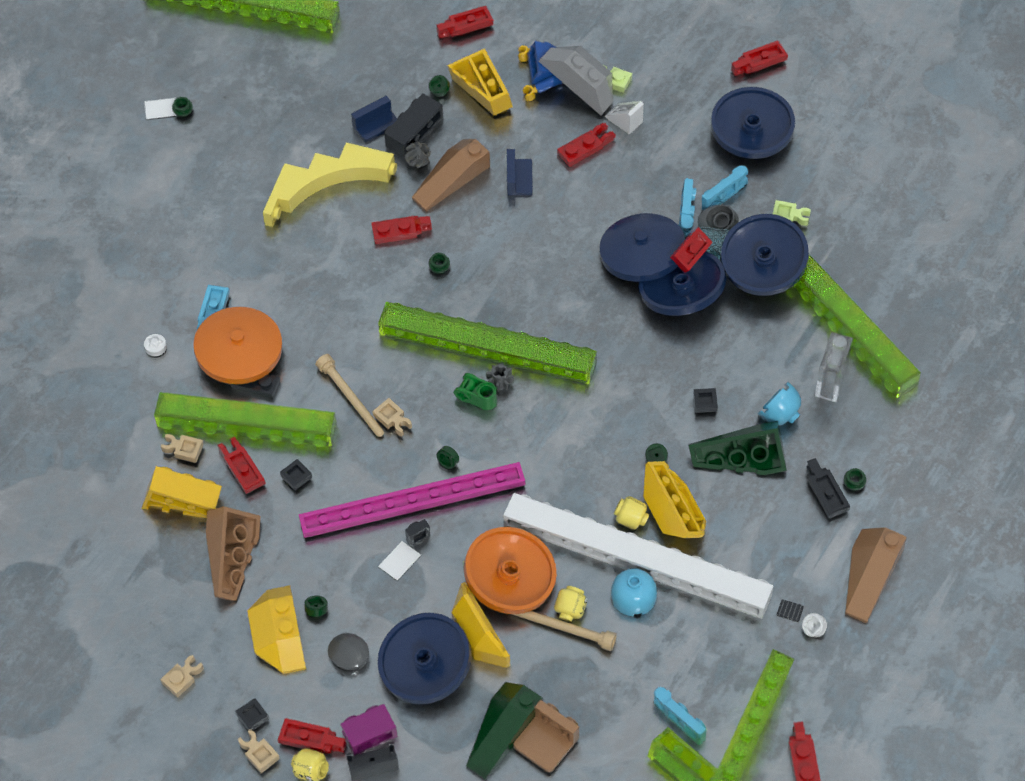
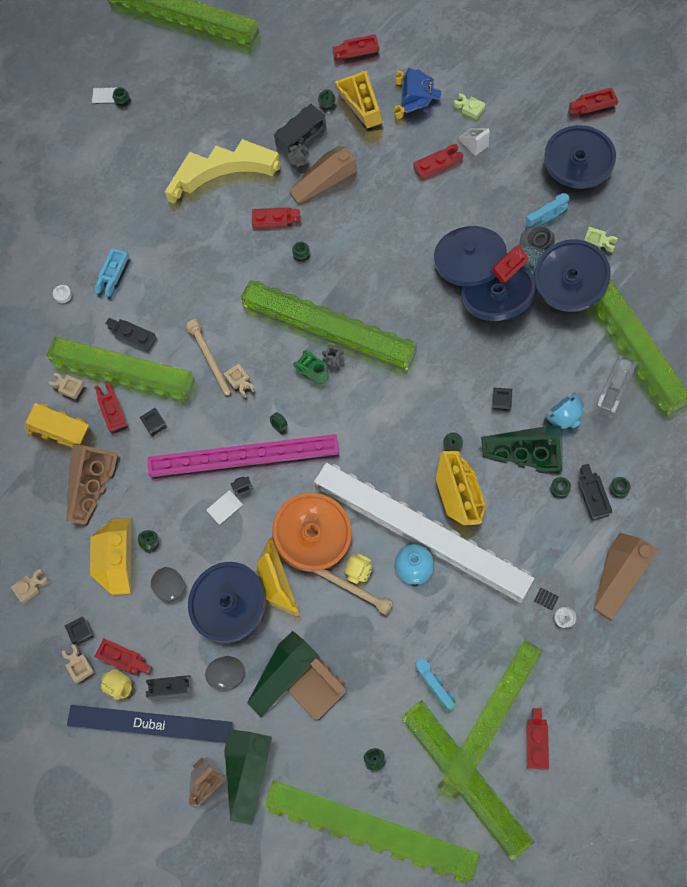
camera: 15 degrees right, 10 degrees up
(237, 345) = (124, 303): orange dish -> none
(368, 729) = (170, 658): magenta brick -> none
(373, 119) = (268, 121): dark blue panel -> none
(434, 737) = (224, 673): none -> dark grey hat
(518, 175) = (378, 181): dark blue panel -> none
(581, 74) = (443, 101): light grey wedge -> none
(631, 512) = (423, 492): light yellow head -> none
(686, 209) = (512, 227): medium azure hinge -> none
(787, 482) = (561, 481): none -> dark green plate

